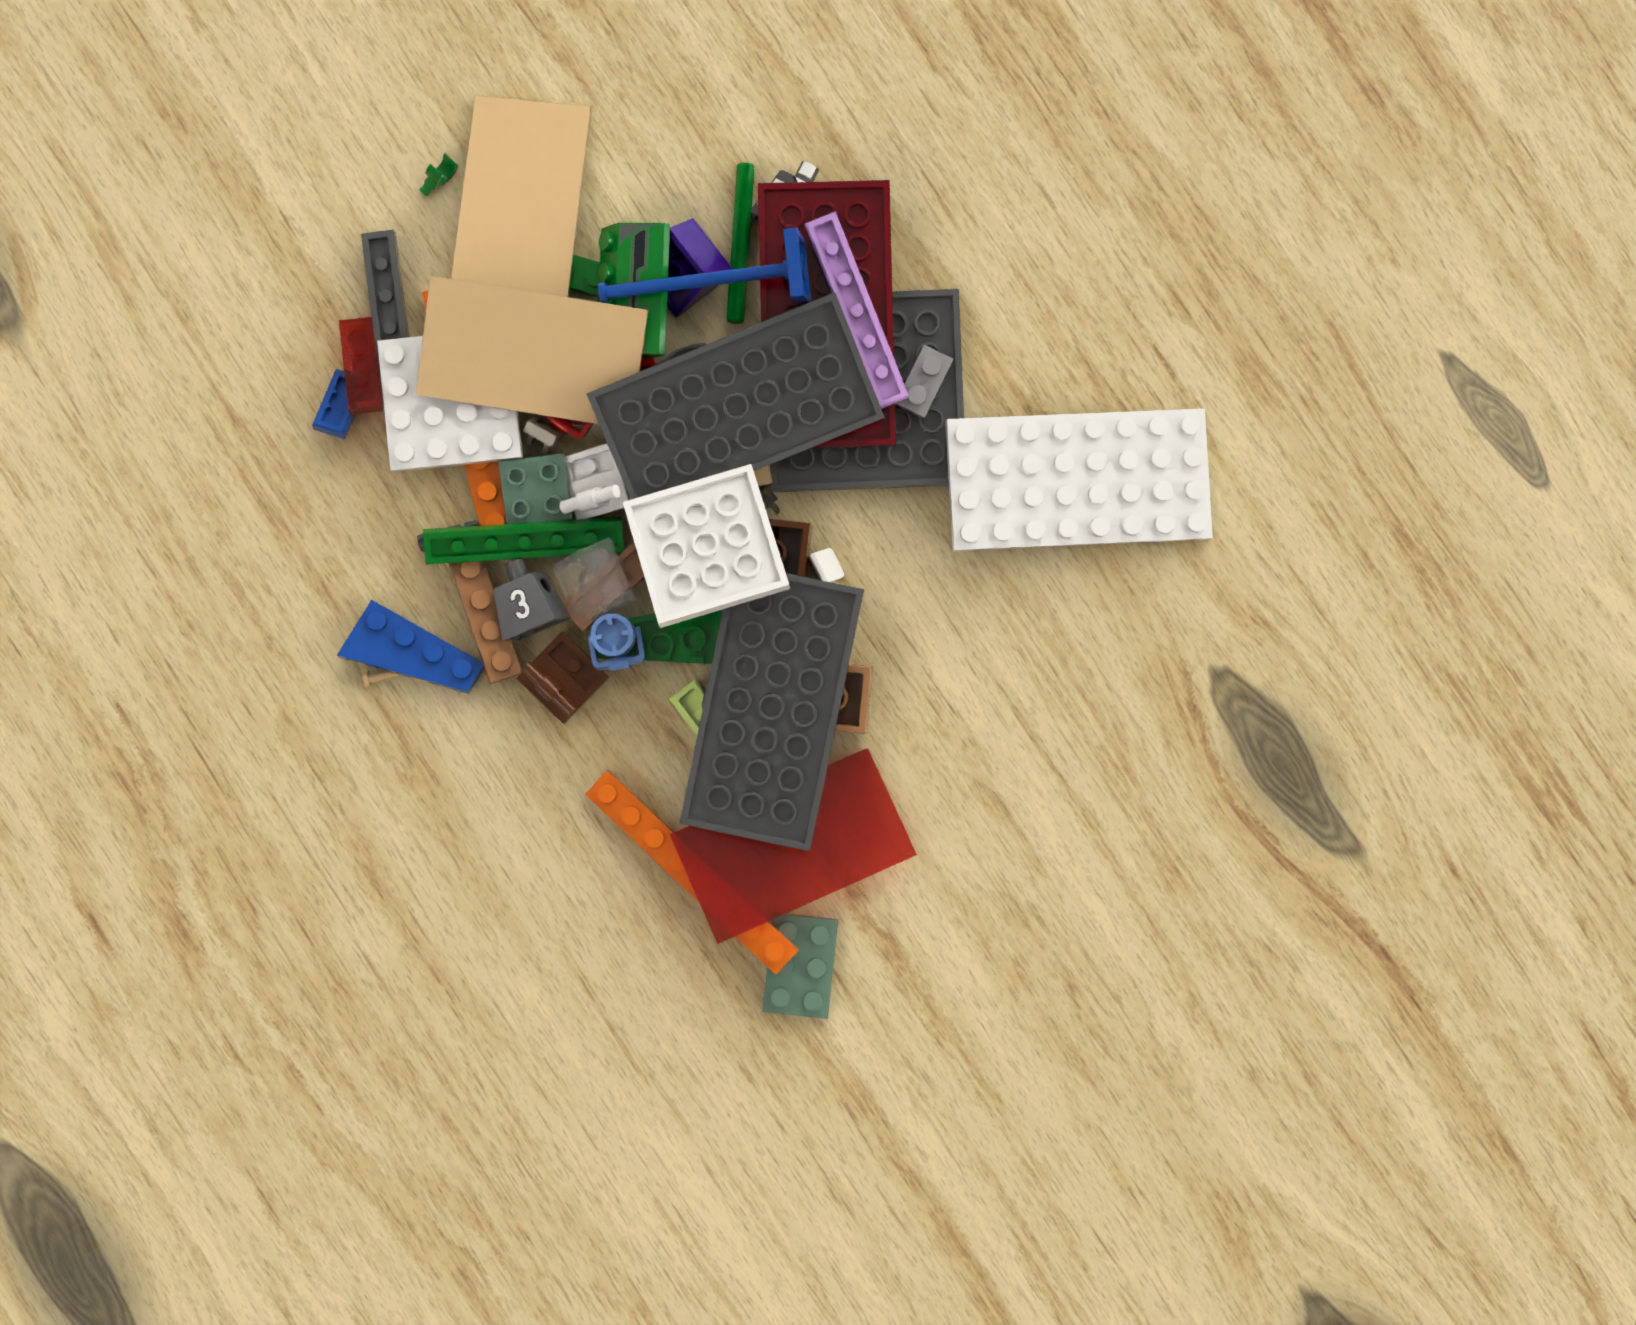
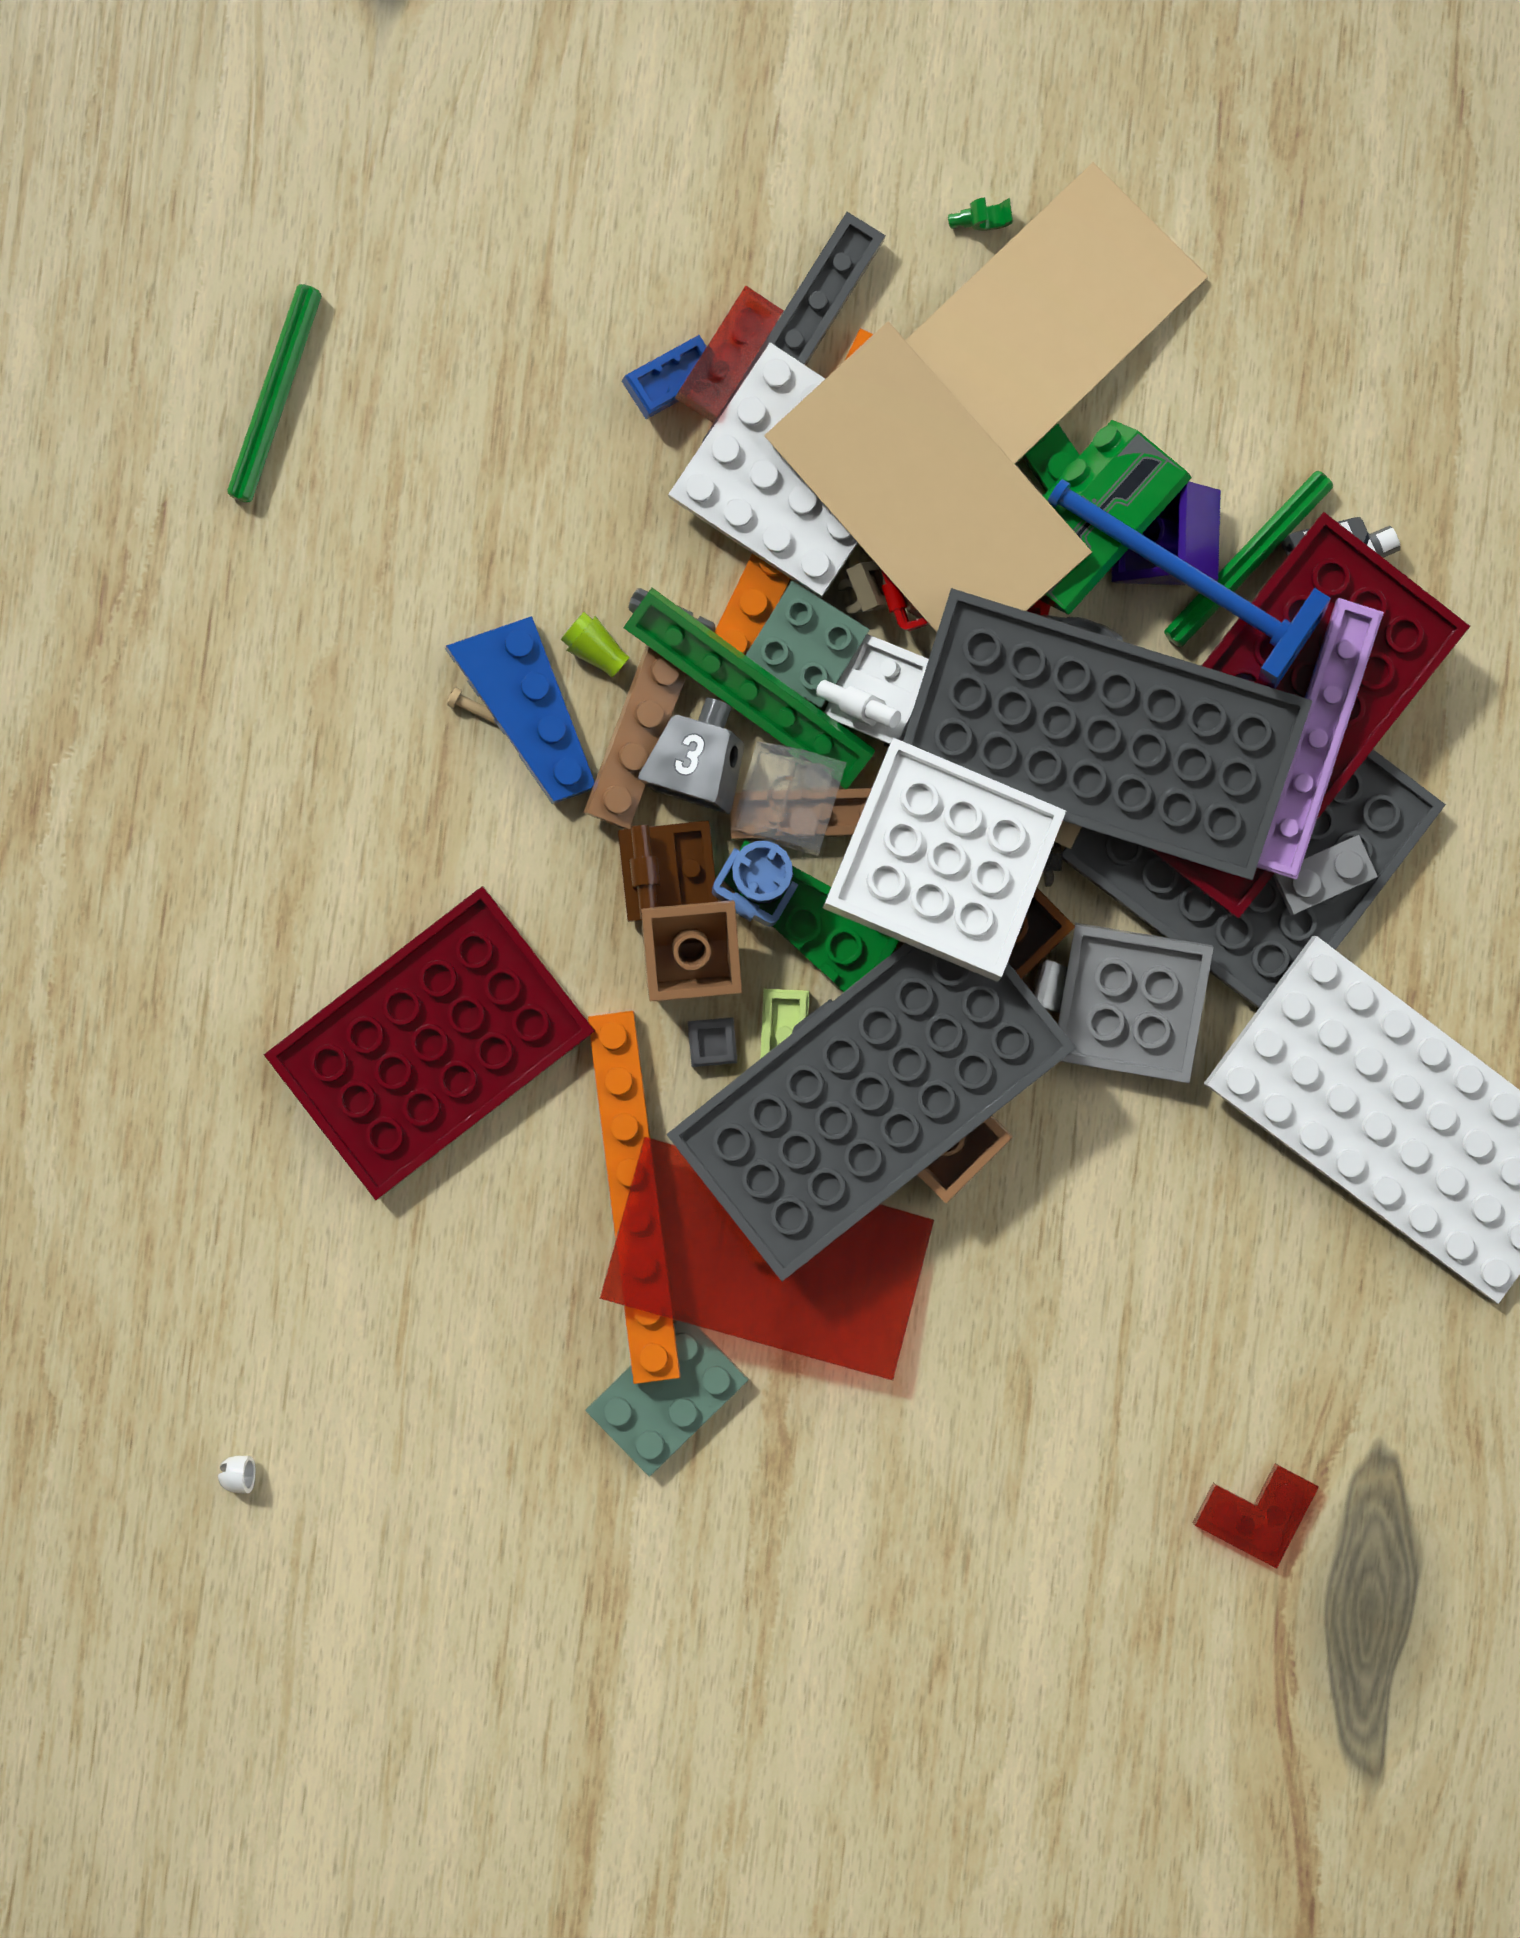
camera: 35 degrees right, 0 degrees up
(127, 594) = (274, 393): none -> green axle
(419, 586) = (594, 644): none -> lime cone
(509, 881) = (429, 1043): none -> dark red plate
(600, 1206) = (237, 1474): none -> white hinge
(610, 711) = (691, 950): none -> medium nougat slope
(665, 751) = (712, 1042): none -> flat silver tile
(877, 537) = (1134, 1001): none -> light grey plate
(1185, 767) = (1262, 1526): none -> clear red plate

